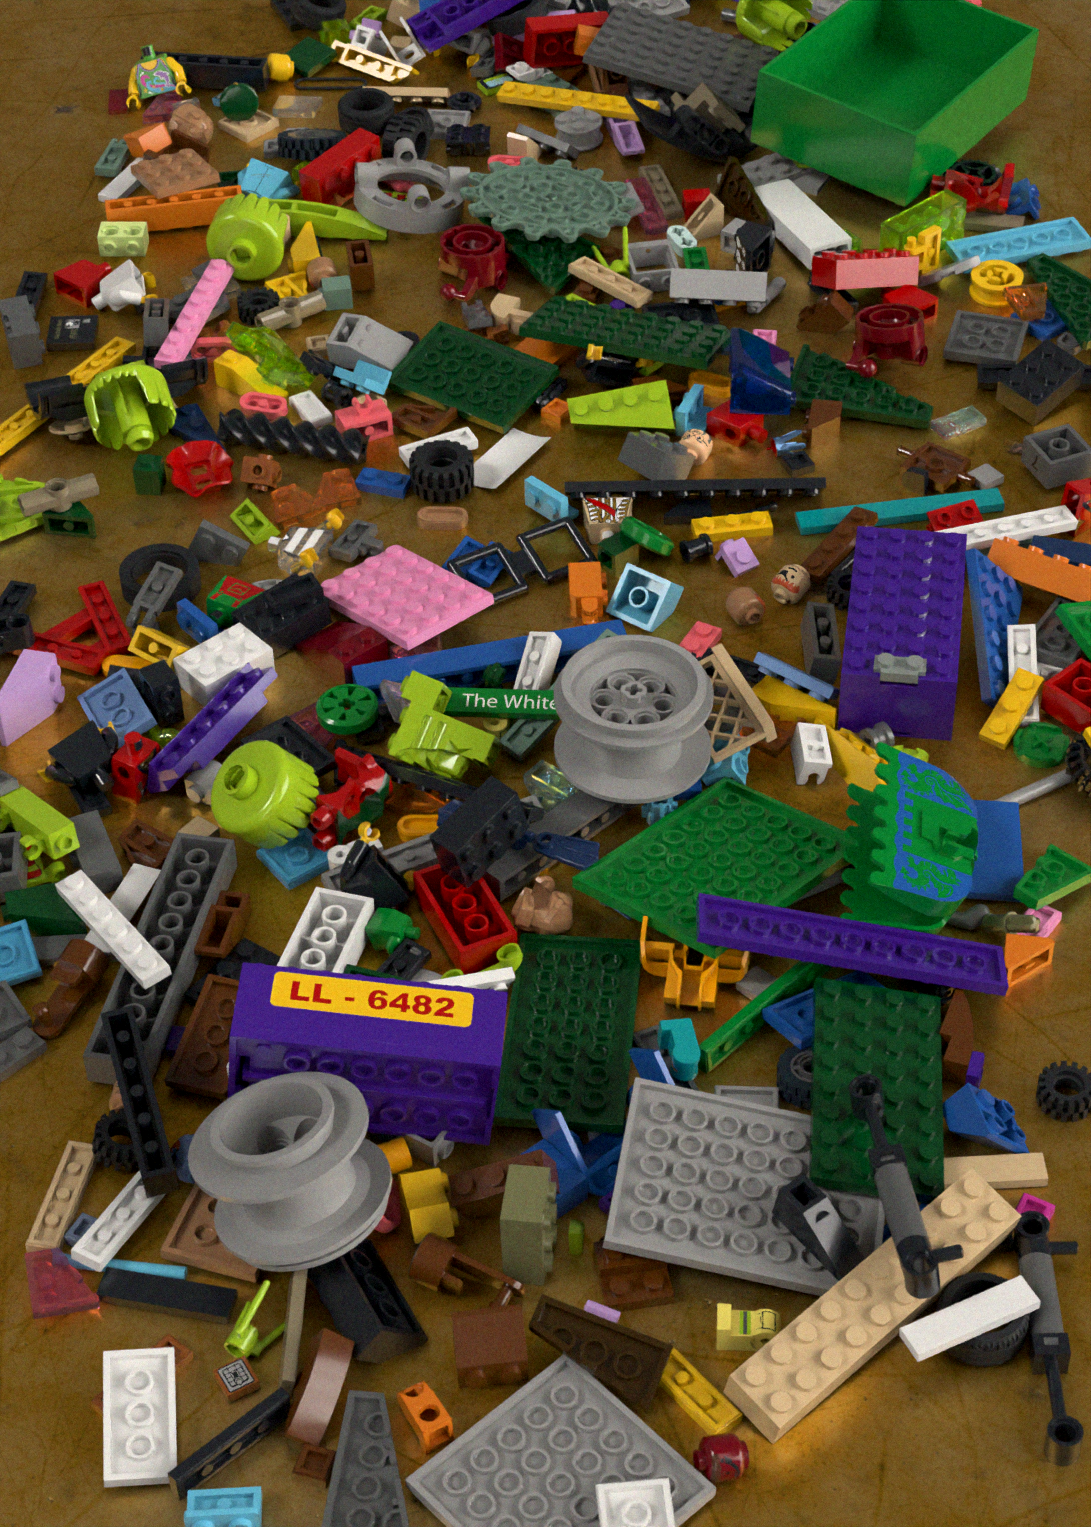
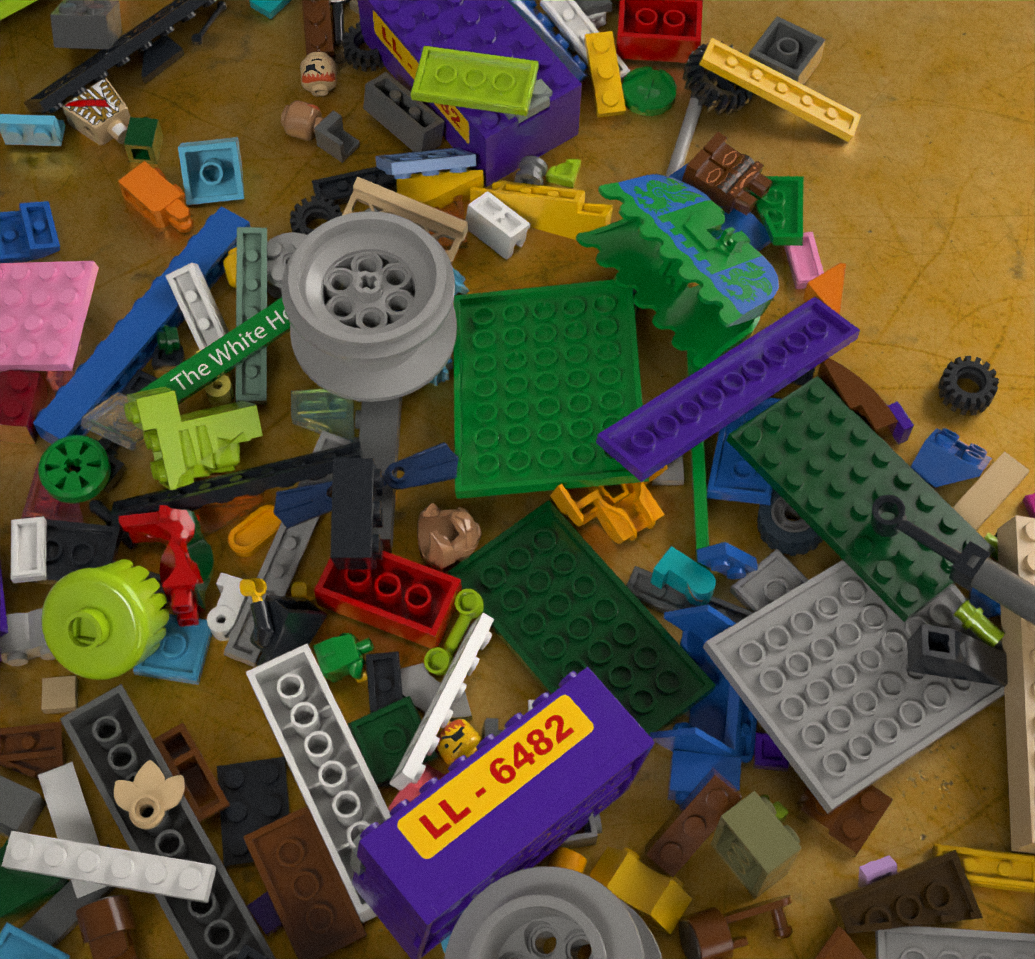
camera: 45 degrees left, 20 degrees up
(178, 907) = (147, 791): none -> tan plate
(269, 727) = (28, 549): none -> white tile
(525, 561) = (70, 203): black bar -> none
(646, 536) = (156, 107): green wheel -> none
(695, 548) = (204, 90): black bush -> none
(701, 638) = (295, 180): coral plate -> none
(723, 1056) = (727, 560): none -> blue plate
(733, 526) = (208, 49): yellow plate -> none
(737, 556) = (246, 75): lavender bracket -> none
(745, 1329) = (970, 782): light yellow leg -> none
(757, 630) = (333, 138): none -> dark grey panel
(868, 1225) = (979, 624): none -> lime pin
(871, 629) = (475, 80): none -> lime tile
(1010, 923) = (798, 269): olive axle -> none
(1022, 823) = (727, 176): none -> reddish brown hips

